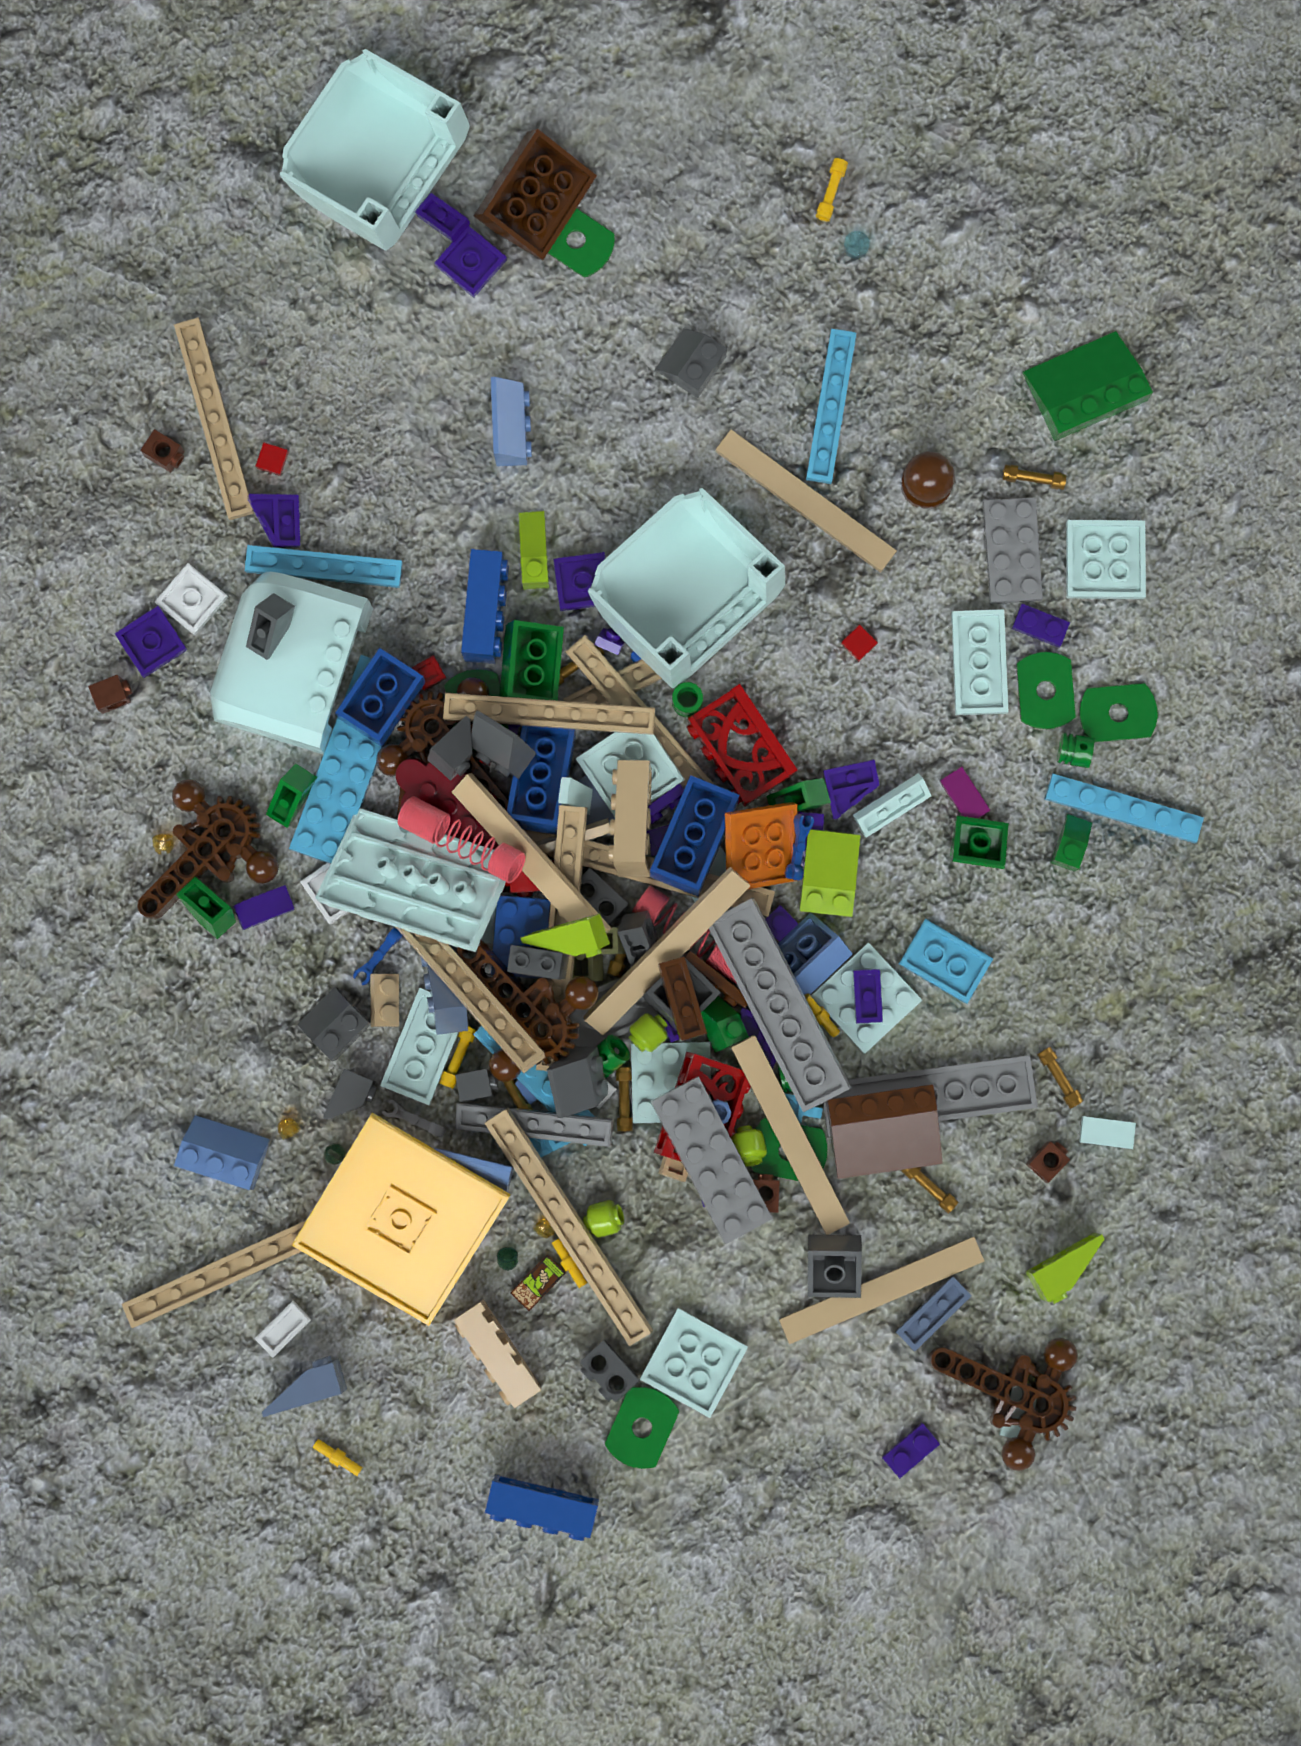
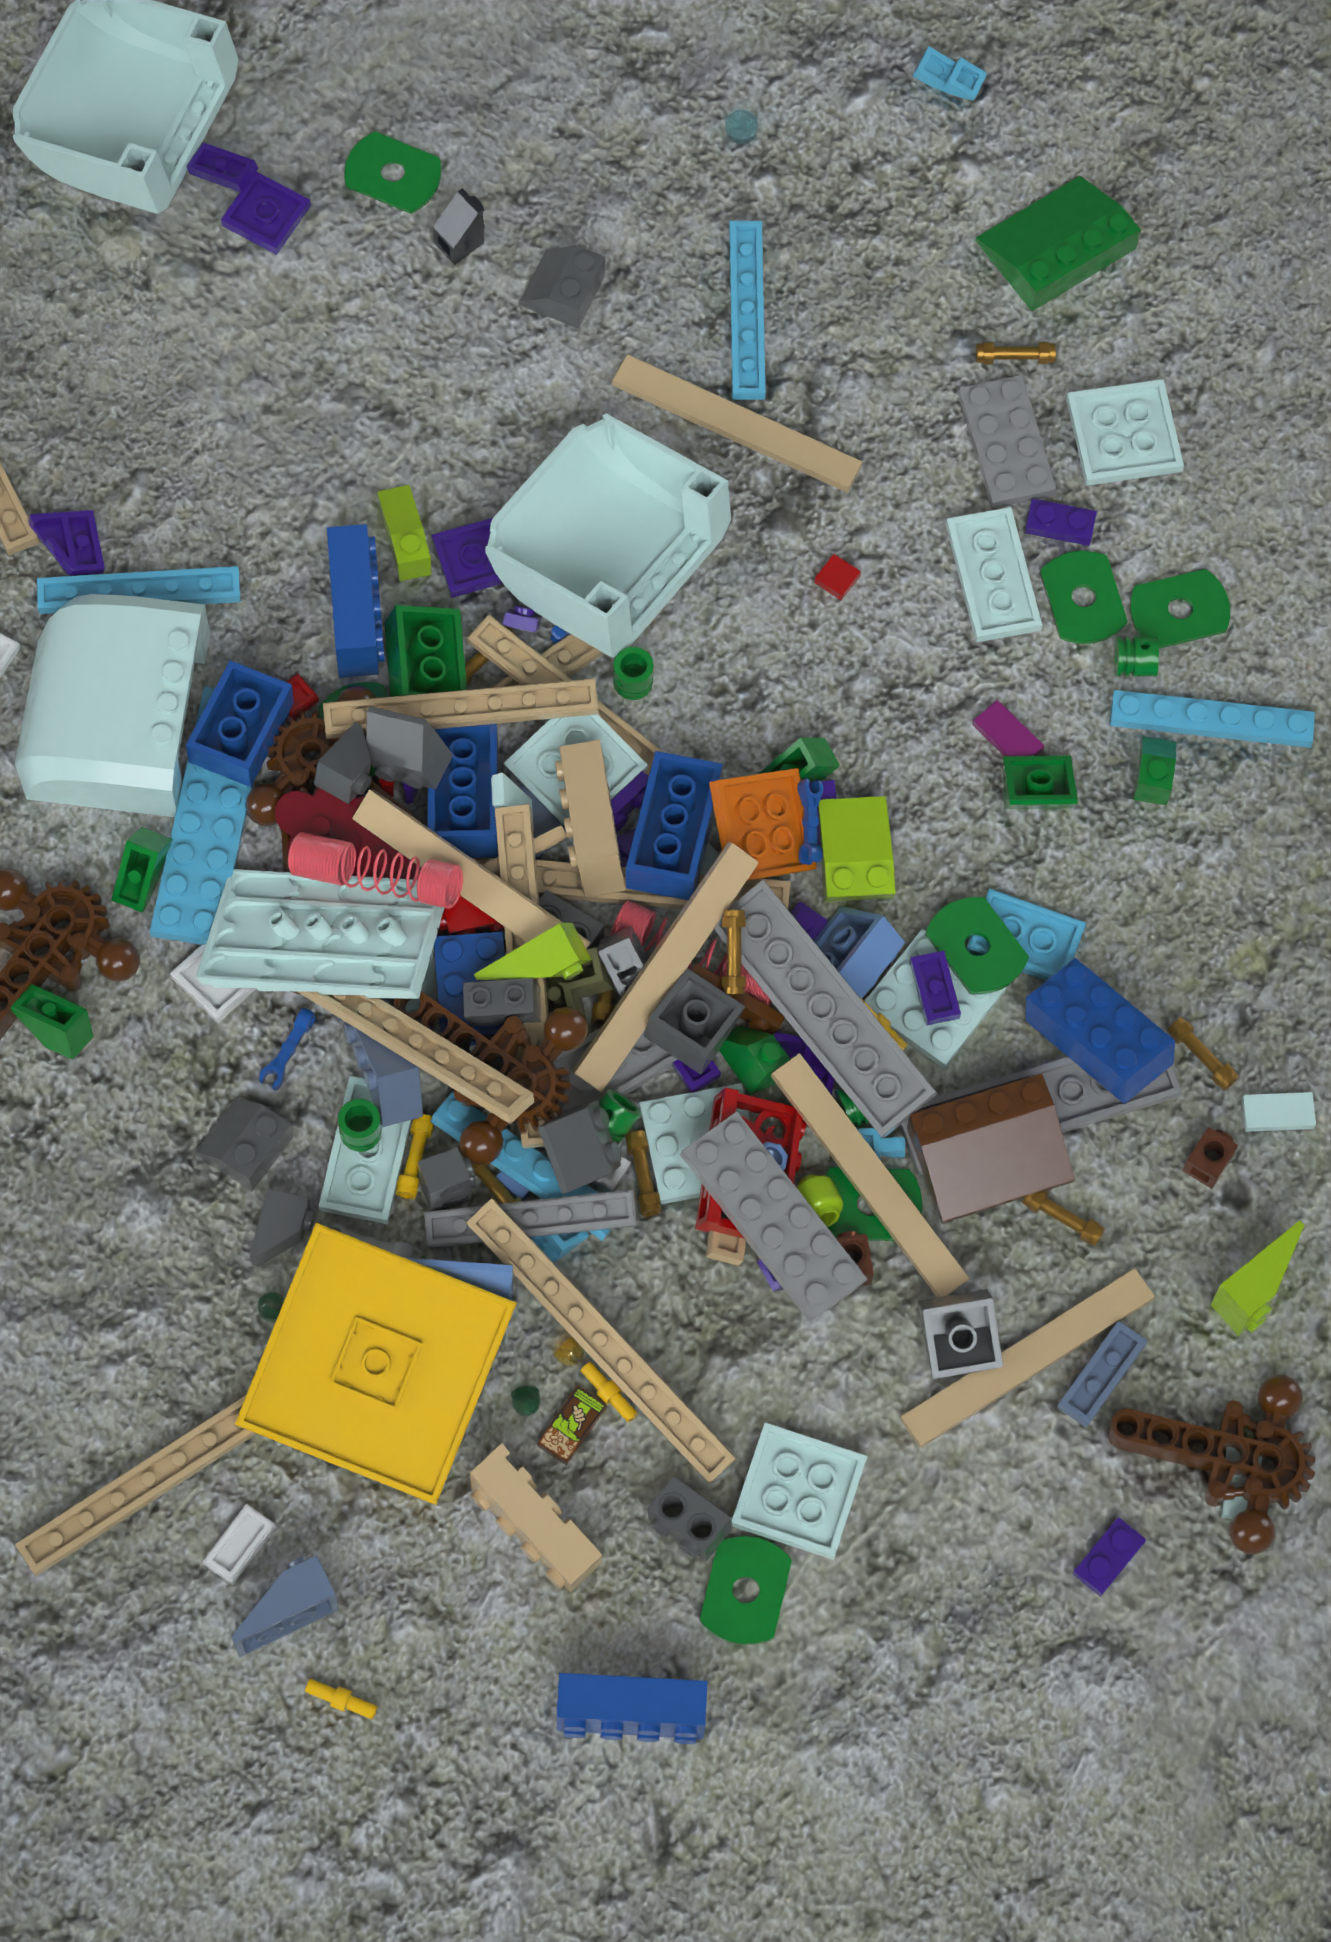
camera: 15 degrees left, 15 degrees down
(222, 1152) = (121, 1330): medium blue slope -> none
(263, 907) = (126, 1011): dark purple slope -> none
(269, 625) = (85, 648): dark grey slope -> none
(272, 459) = (51, 476): red tile -> none
(287, 1128) = (205, 1283): clear yellow hinge -> none
(384, 1000) = (306, 1101): tan plate -> none
(419, 1032) = (359, 1125): none -> green piece
(510, 422) = (348, 385): medium blue slope -> none
(535, 194) = (333, 125): reddish brown slope -> none
(604, 1218) = (645, 1325): lime head -> none
(619, 301) = (460, 227): none -> black slope
(648, 1032) = (660, 1078): lime head -> none
(682, 999) = (697, 1016): reddish brown plate -> none
(723, 928) = (734, 982): none -> pearl gold bar
(741, 710) = (711, 673): red fence -> none
(837, 171) = (695, 89): yellow bar -> none
(849, 785) = (860, 743): dark purple wing -> none
(892, 805) = (918, 758): light aqua plate -> none
(901, 987) = (977, 973): none -> green piece
(928, 480) = (885, 372): reddish brown tile -> none
(984, 1052) = (1100, 1030): none -> blue brick
(1029, 226) = (952, 77): none -> medium azure slope

